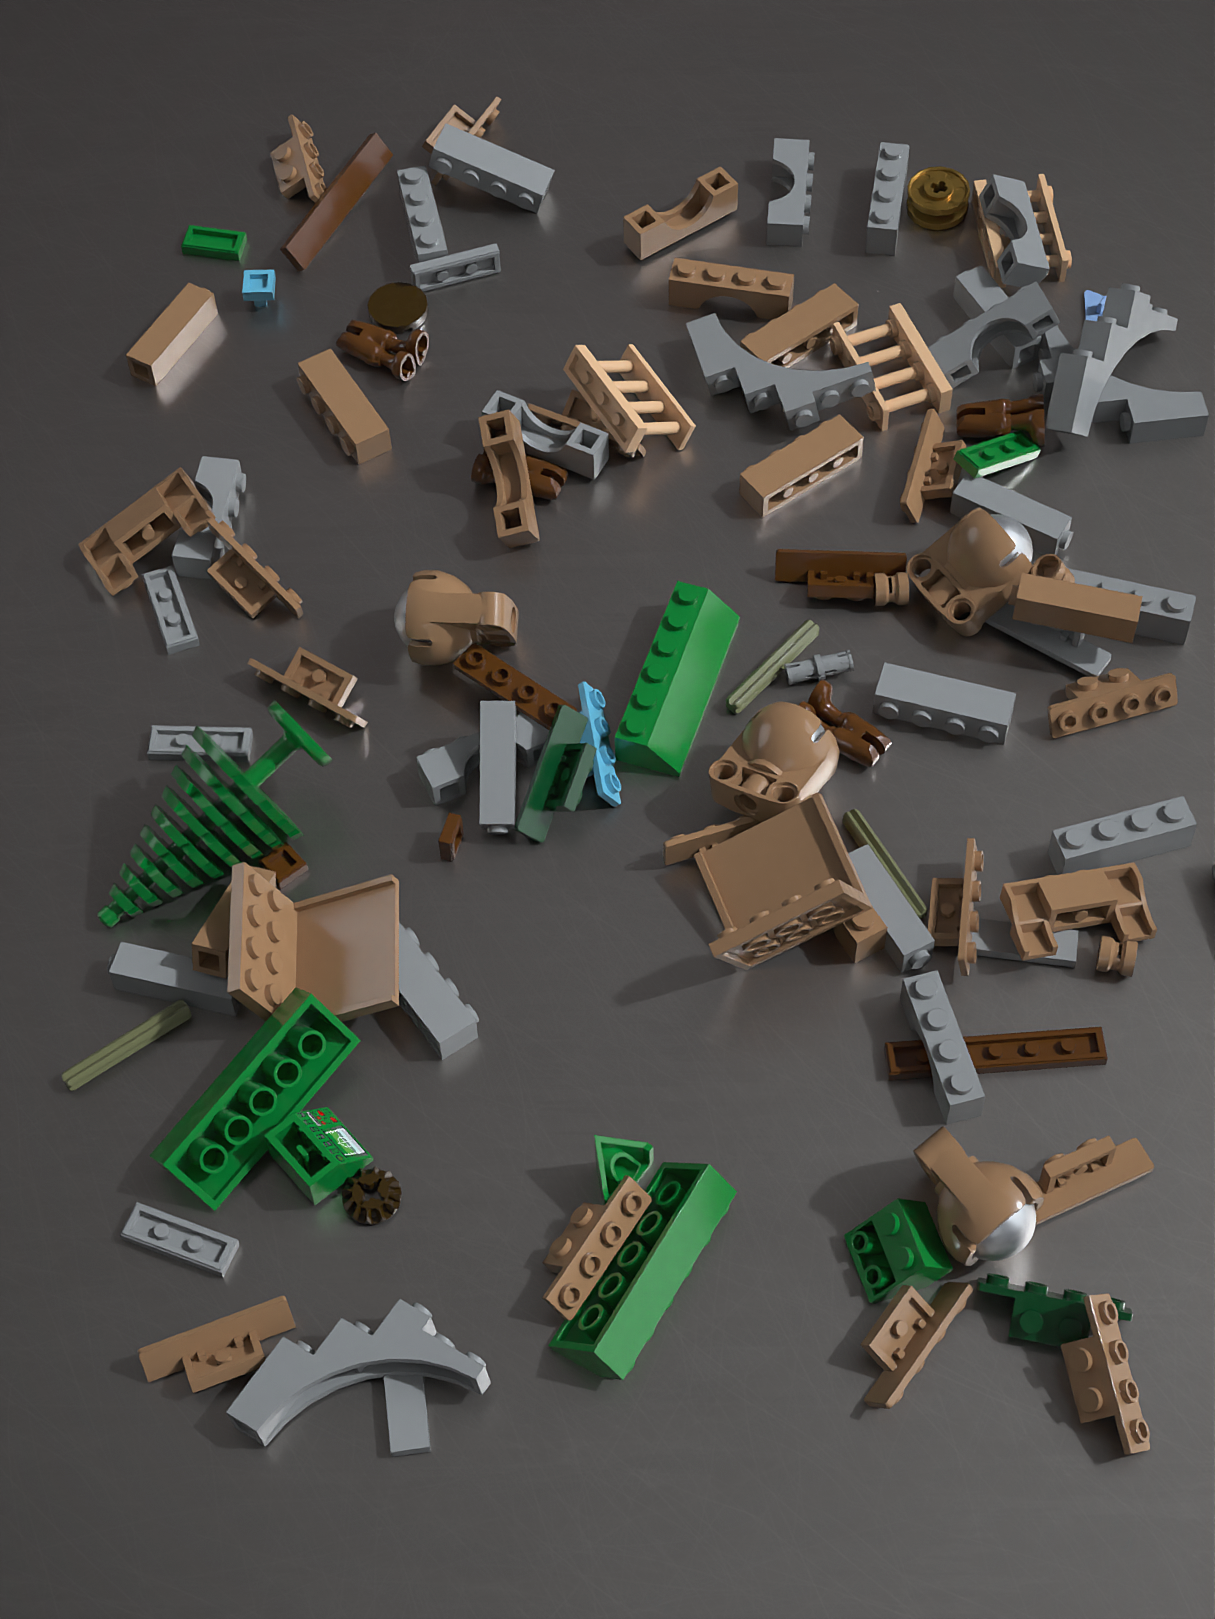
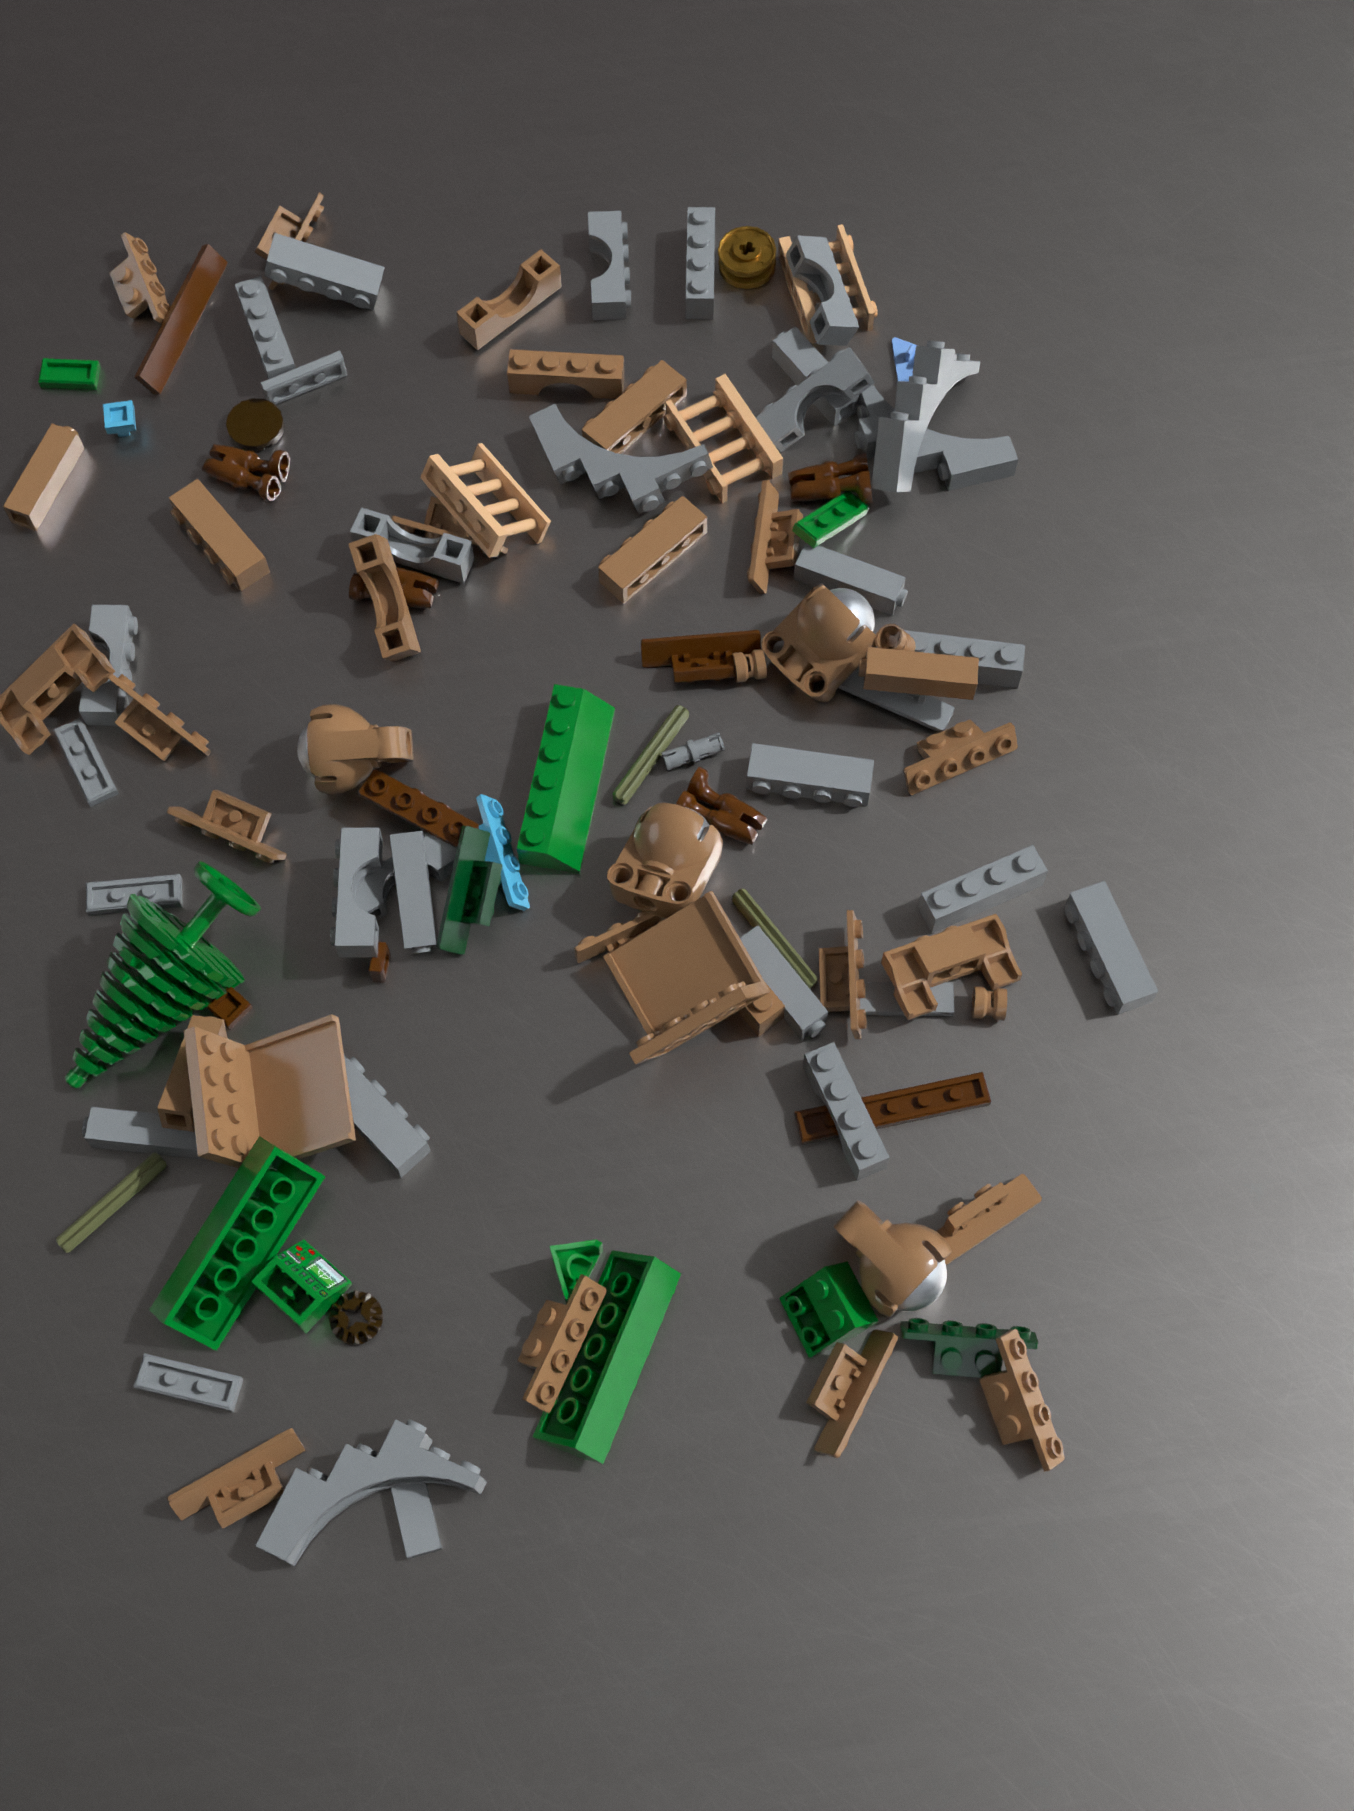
camera: 10 degrees left, 10 degrees up
(430, 794) = (359, 856): none -> light grey arch

